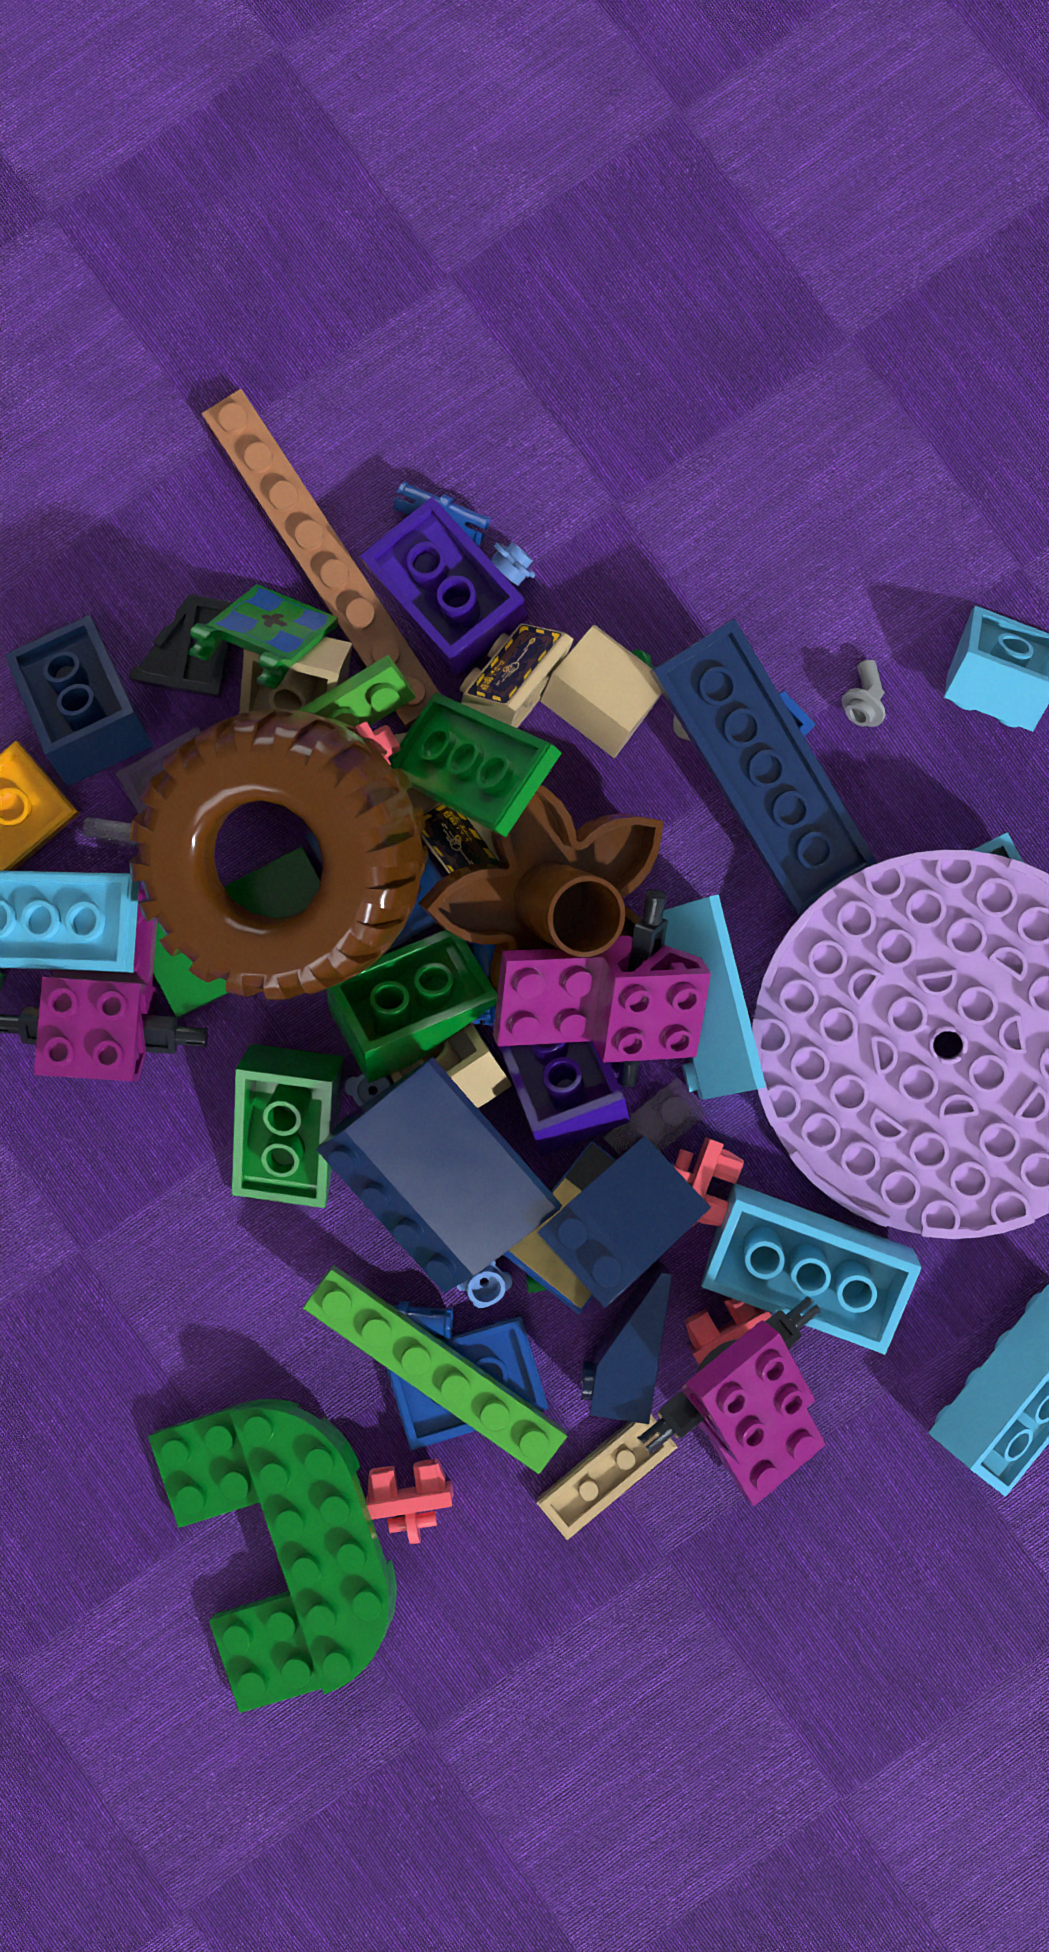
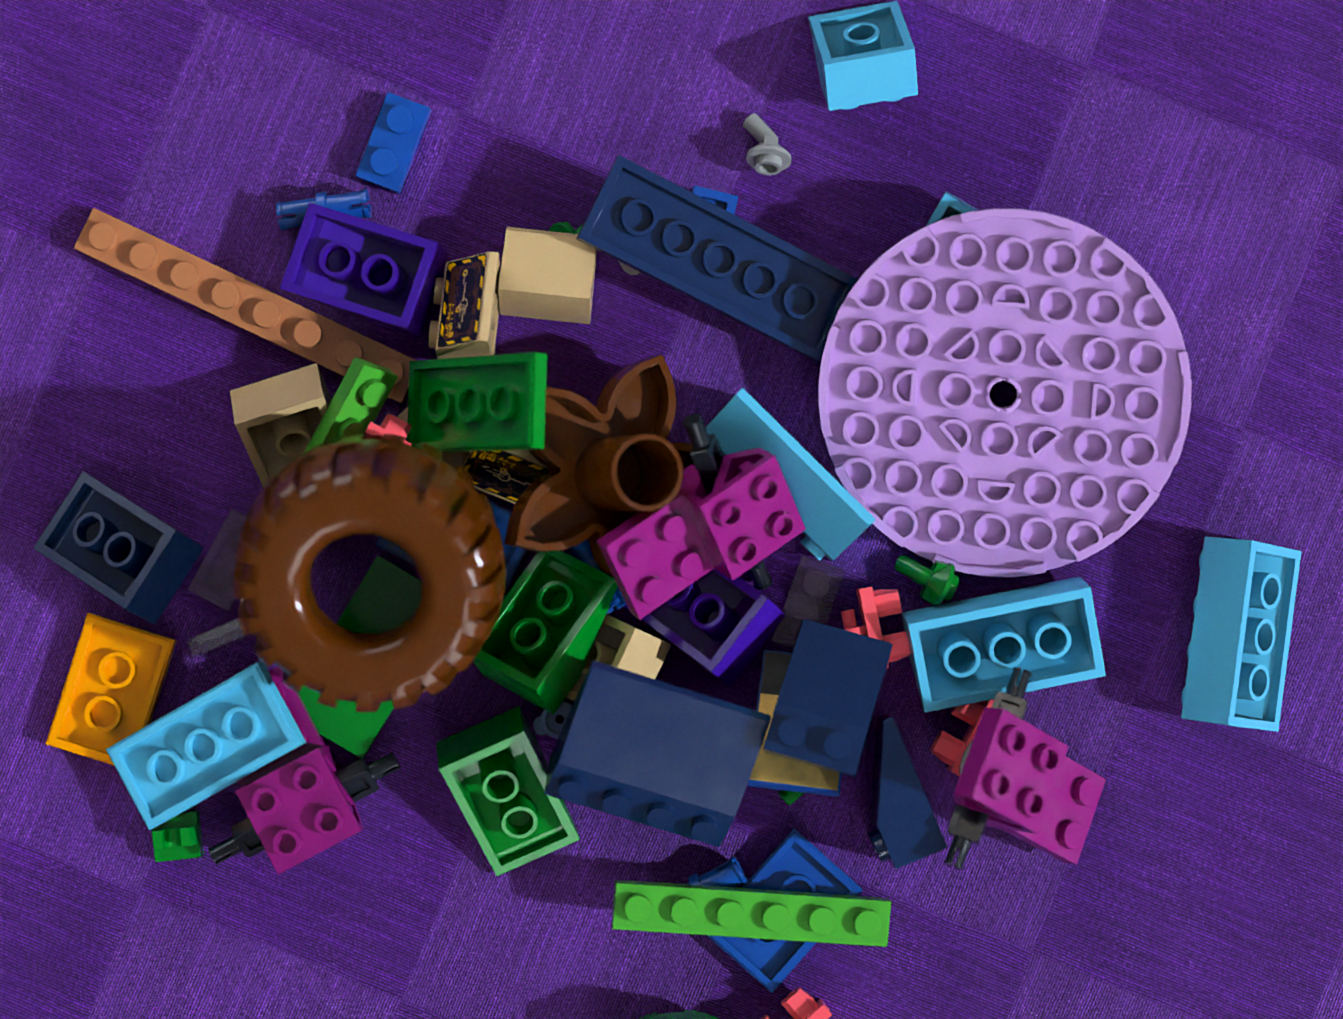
camera: 30 degrees left, 0 degrees up
(169, 661) = (186, 448): black wing -> none
(267, 625) = (238, 392): green flag -> none
(491, 1292) = (757, 825): medium blue plate -> none
(513, 562) = (407, 215): medium blue plate -> none
(539, 493) = (393, 143): none -> blue plate
(601, 1478) = (941, 918): tan tile -> none
(783, 1176) = (937, 582): none -> green plate

